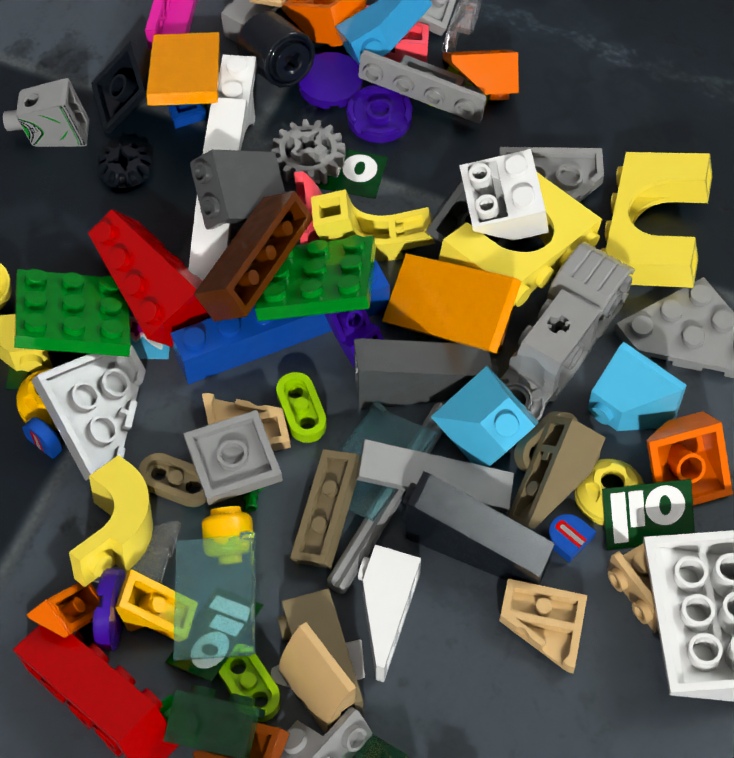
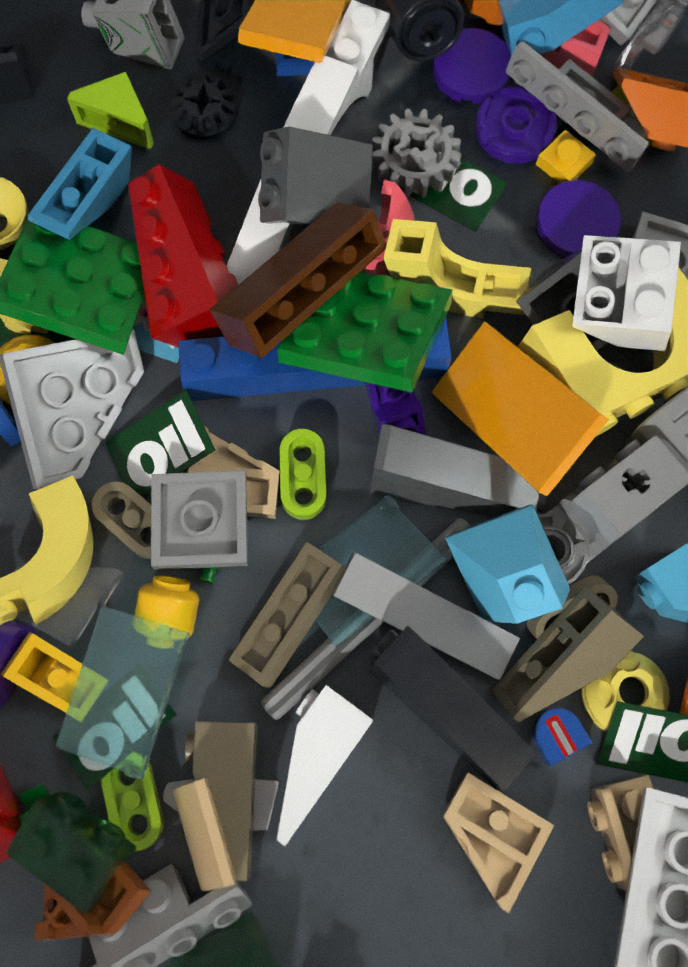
camera: 15 degrees right, 15 degrees up
(53, 186) = (112, 109): none -> lime slope
(55, 240) = (84, 186): none -> dark azure slope
(181, 409) = (160, 443): none -> sticker
(427, 127) = (565, 158): none -> yellow plate
(441, 163) = (575, 211): none -> dark purple tile

